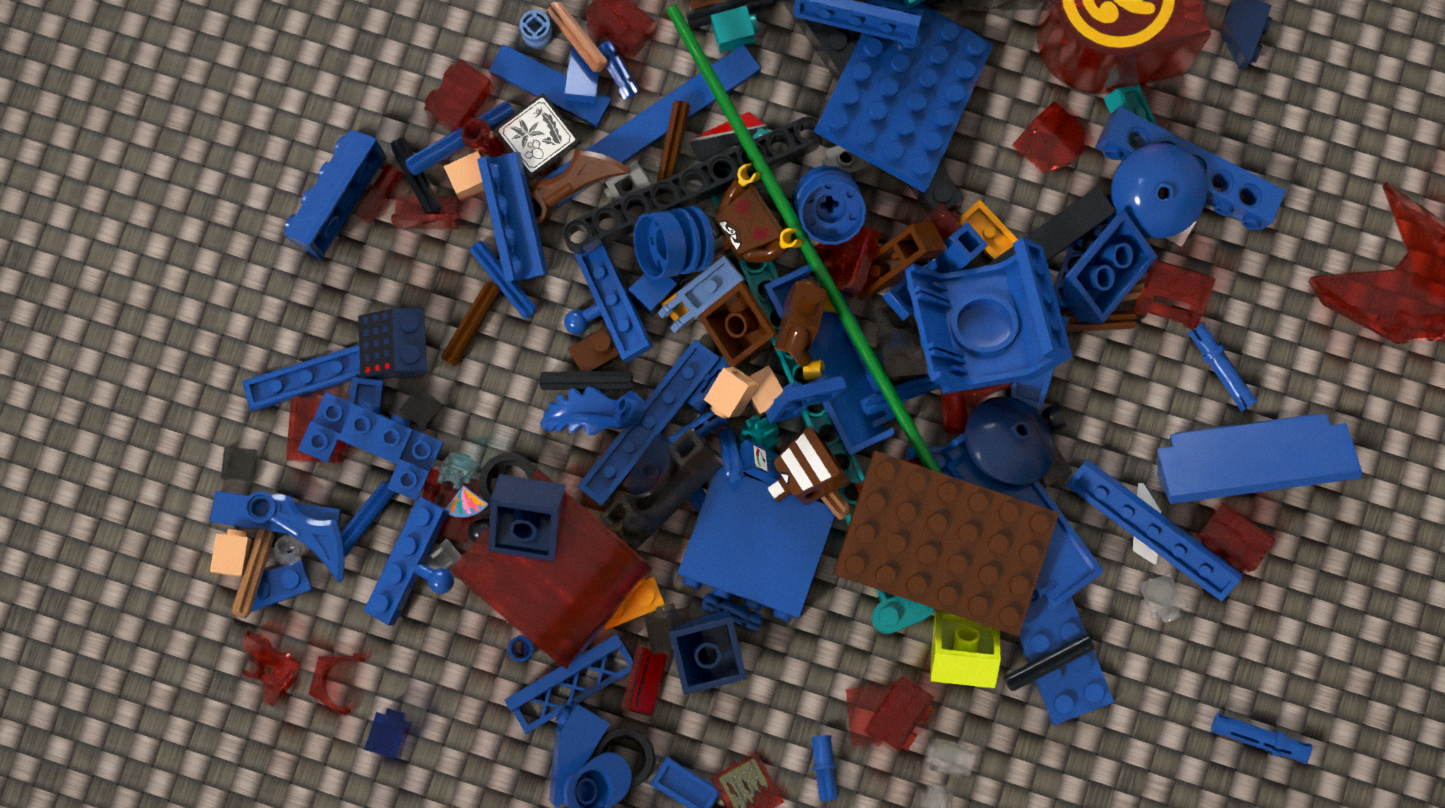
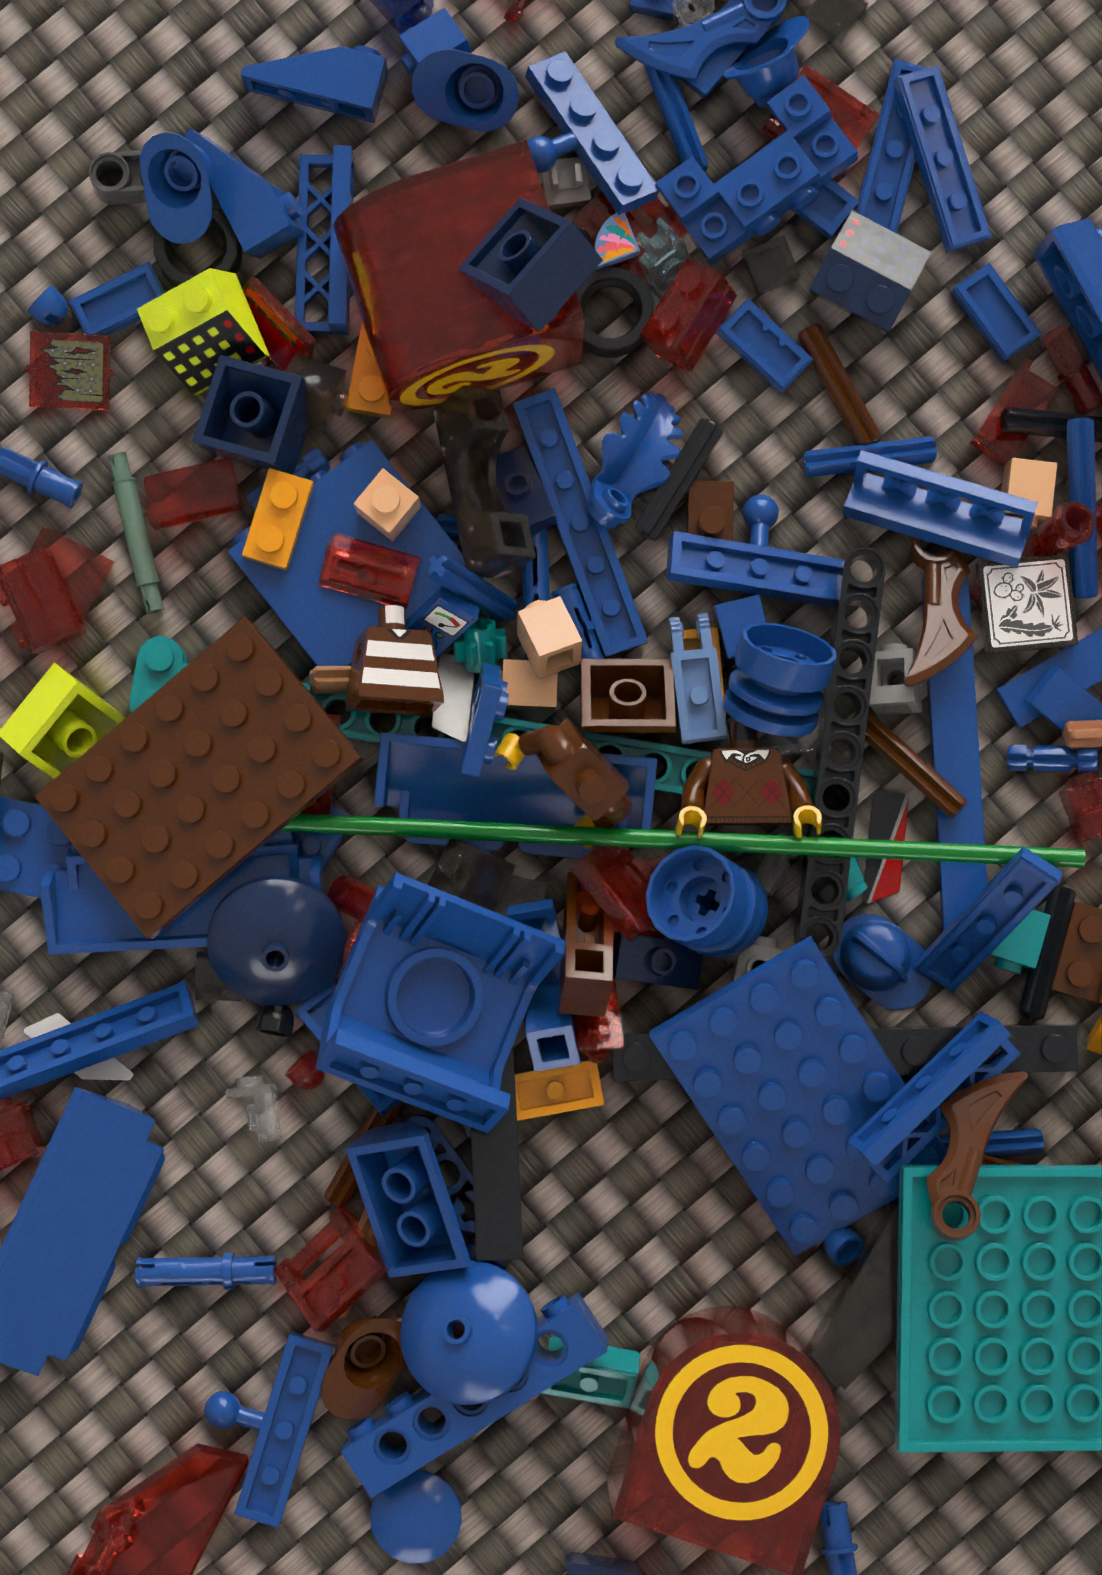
camera: 115 degrees right, 5 degrees up
(296, 345) = (942, 158): none -> blue tile
(299, 479) = (771, 62): none -> blue piece
(370, 259) = (996, 313): none -> blue tile
(411, 688) = (429, 36): none -> blue brick
(426, 652) = (465, 90): none -> blue piece
(468, 741) = (328, 80): none -> blue slope
(474, 380) = (764, 346): none -> blue plate
(484, 434) = (688, 314): none -> clear red brick
(673, 719) = (199, 324): none -> neon yellow slope
(713, 534) = (387, 504): none -> light nougat brick
(737, 44) = (989, 919): none -> blue tile
(757, 523) = (369, 570): none -> clear red slope
(761, 597) = (278, 519): none -> light orange plate
(775, 667) = (192, 494): none -> clear red panel
(788, 433) = (457, 688): none -> white sticker
(794, 93) = (881, 961): none -> blue piece
(820, 685) = (136, 532): none -> sand green piece
(880, 217) = (656, 961): none -> dark blue plate
(905, 391) = (422, 849): blue axle -> none
(971, 20) = (843, 1246): none -> blue hinge
(1051, 139) = (625, 1250): clear red slope -> none
(1071, 382) = (304, 1072): none -> clear red hinge
(1113, 390) = (264, 1113): none -> clear bracket
(1211, 241) = (363, 1368): none -> reddish brown piece
(1279, 161) = (416, 1518): none -> blue dish
(1281, 268) = (280, 1428): none -> blue plate

